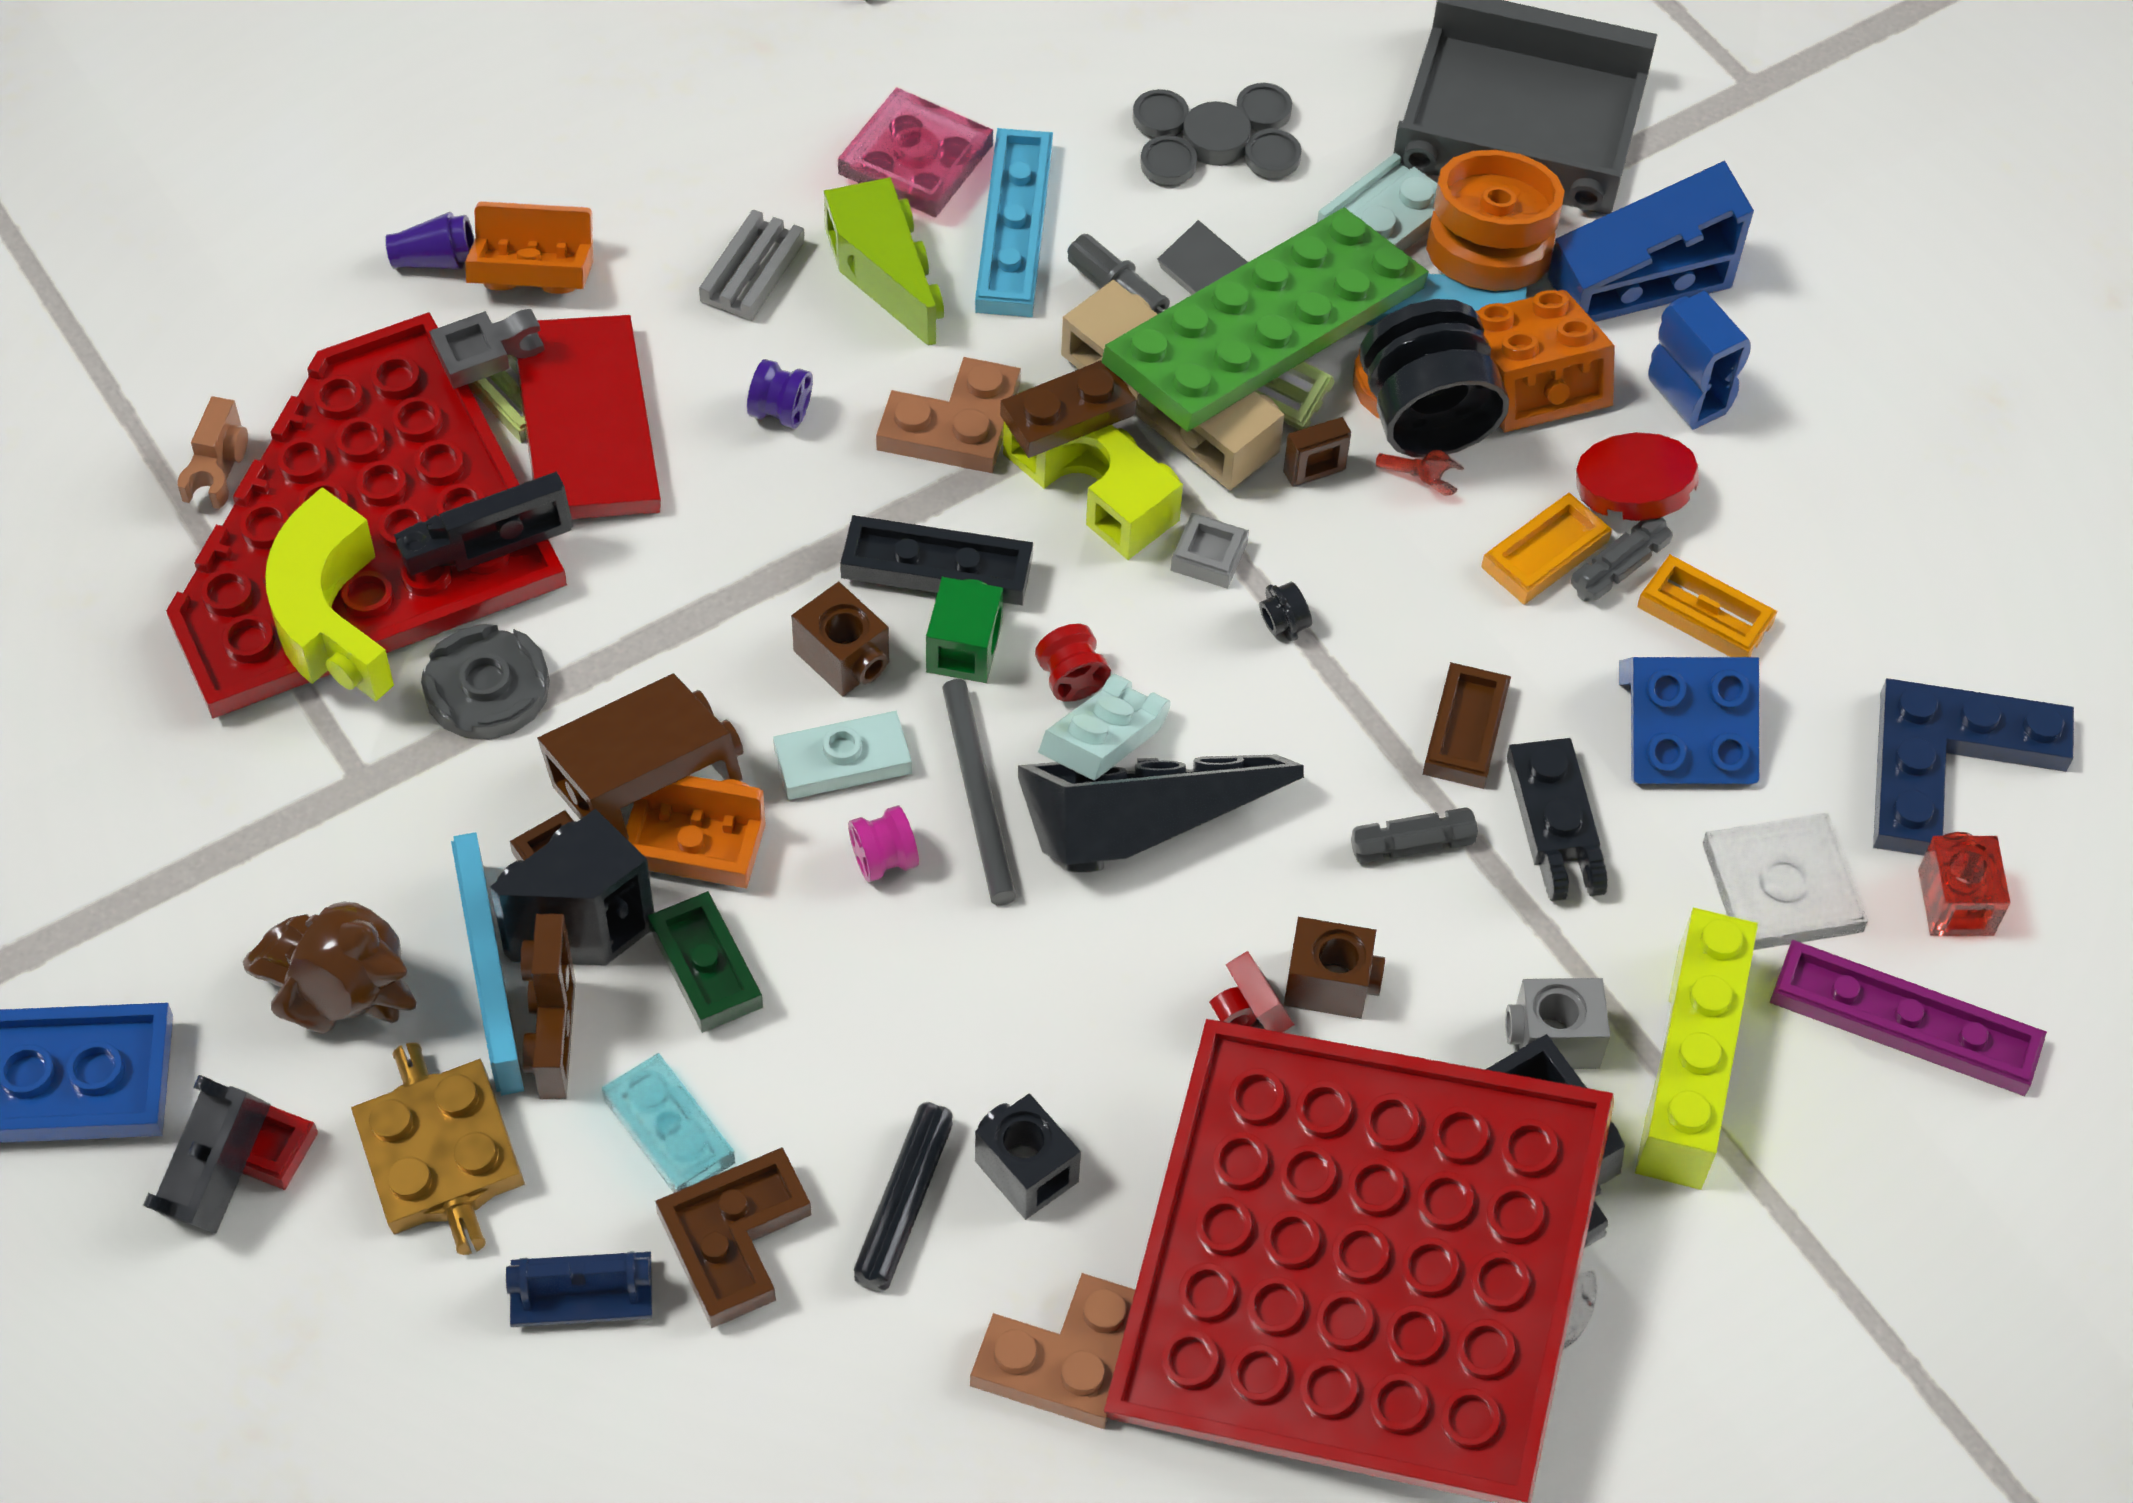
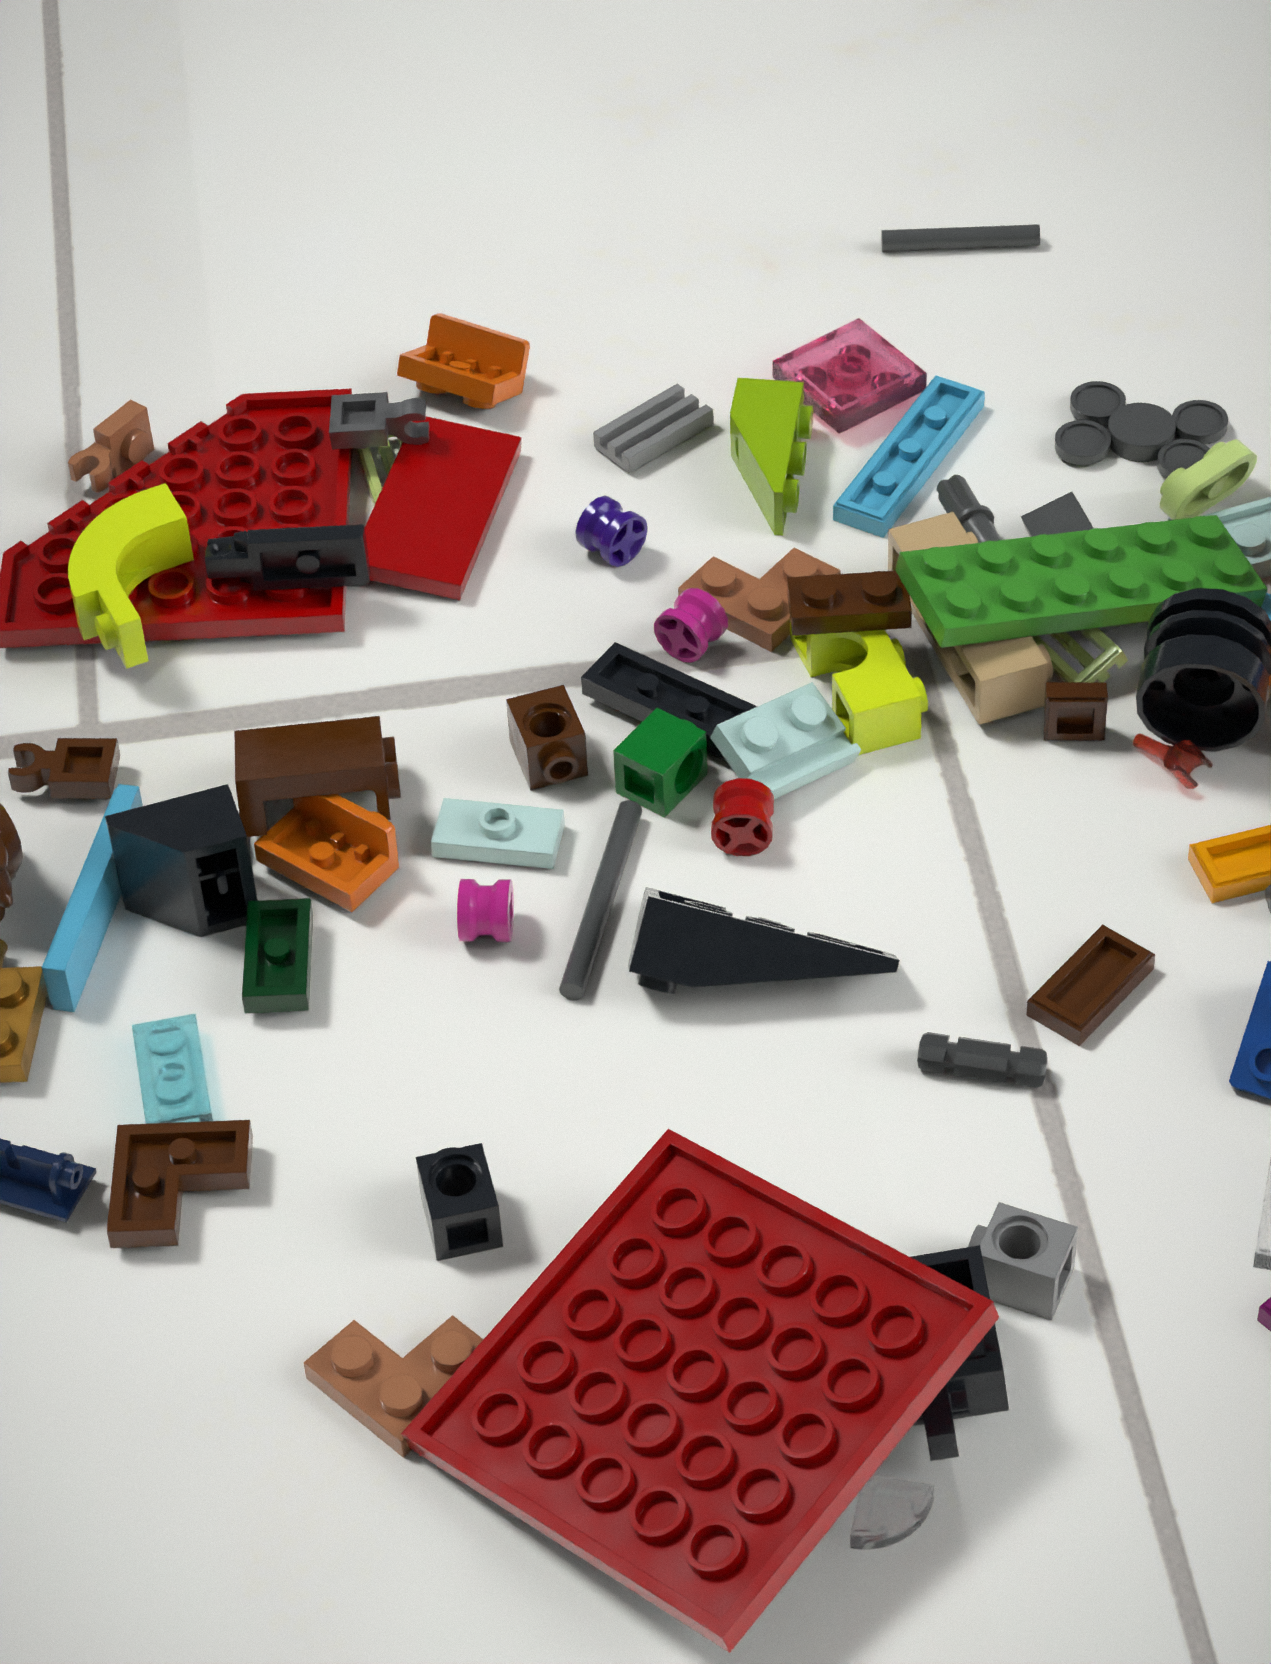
camera: 30 degrees right, 10 degrees down
(381, 827) = (74, 770): none -> reddish brown plate
(432, 244) = (386, 338): dark purple cone -> none
(485, 682) = (232, 686): dark grey tile -> none
(551, 995) = (132, 941): reddish brown plate -> none
(903, 1197) = (335, 1200): black axle -> none
(912, 472) = (690, 625): none -> dark pink wheel
(1071, 570) = (786, 741): none -> light aqua plate
(1105, 728) = (733, 873): light aqua plate -> none
(1209, 550) = (930, 768): light grey tile -> none
(1251, 999) = (743, 1138): tile -> none
(1285, 610) = (968, 835): black plate -> none
(1317, 155) = (1208, 481): none -> yellowish green plate
(1332, 943) = (831, 1140): reddish brown brick -> none
(1556, 814) = (1133, 1085): black hinge -> none
(1698, 1049) = (1102, 1366): neon yellow arch -> none

